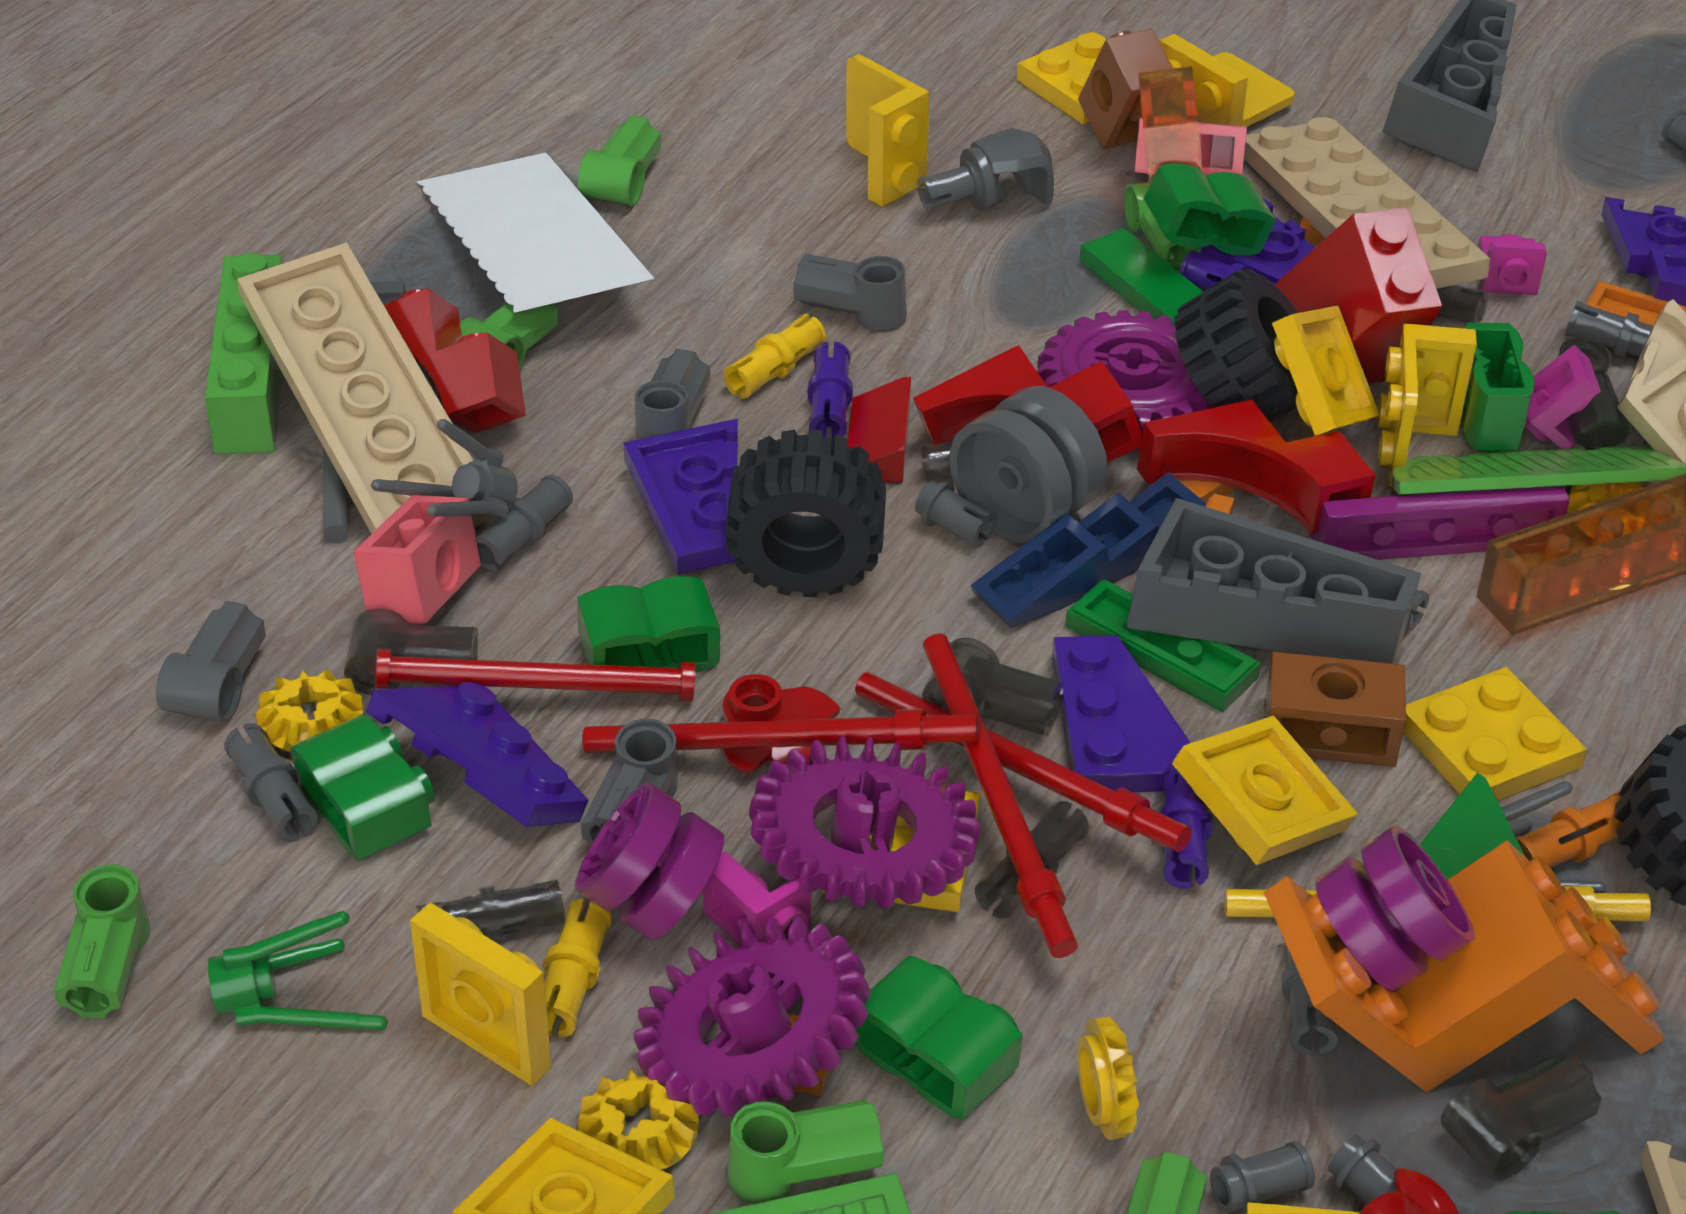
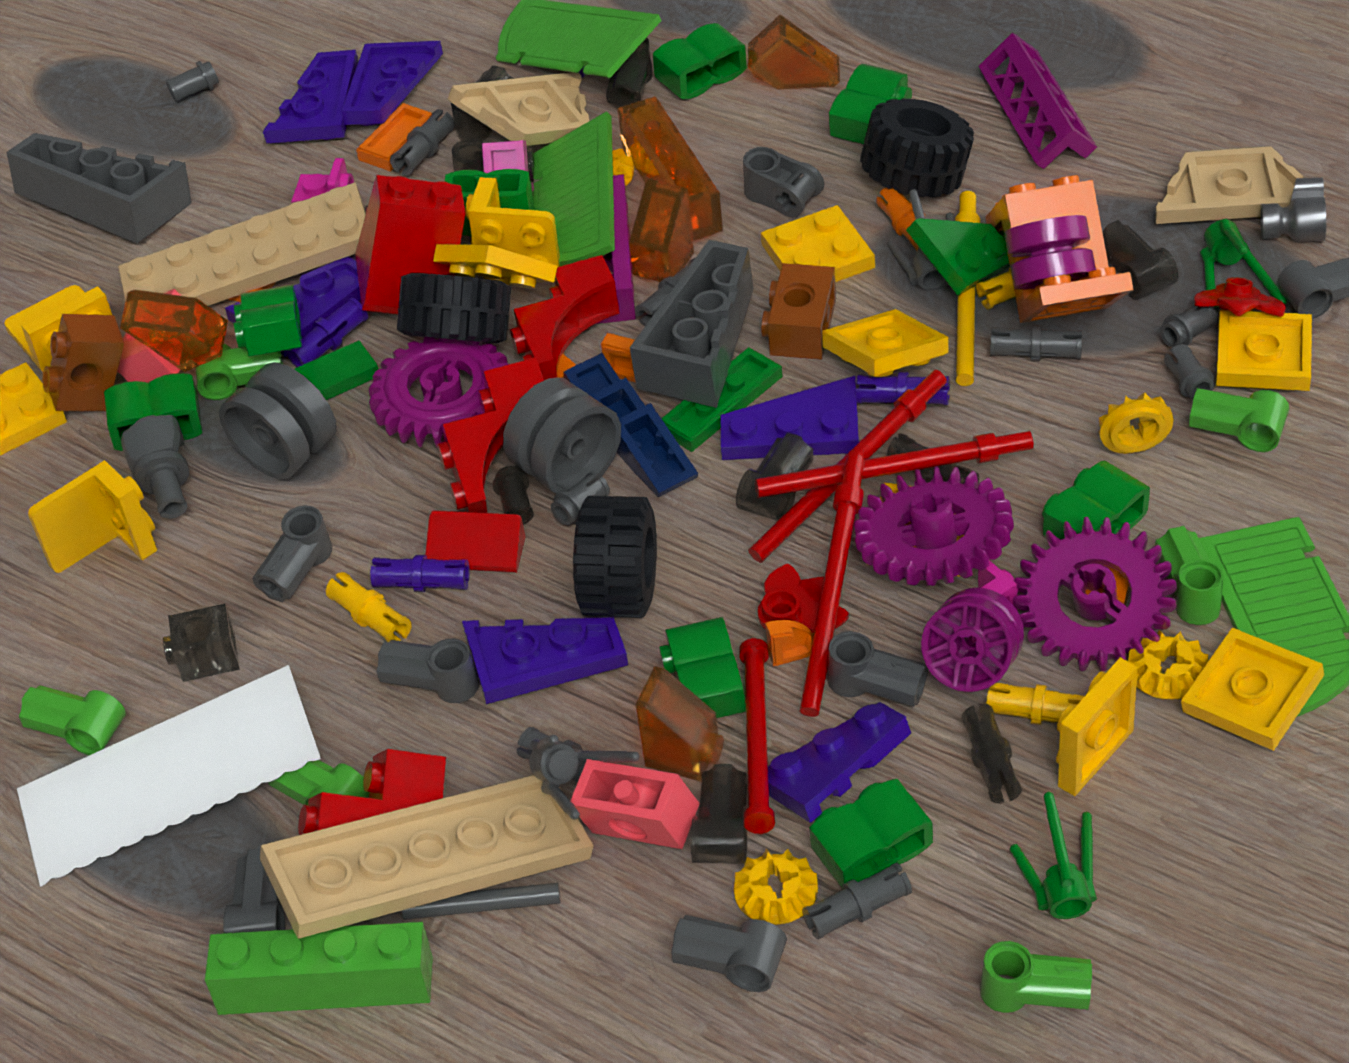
camera: 80 degrees left, 5 degrees up
(536, 588) = (676, 727): none -> clear orange slope
(693, 698) = (788, 641): none -> orange tile
(719, 236) = (202, 643): none -> clear smoke brick
(1042, 235) = (277, 420): none -> dark grey wheel
(1086, 166) = (162, 396): none -> green brick
(1452, 546) = (661, 232): none -> clear orange slope
(1620, 677) = (776, 181): none -> dark grey piece

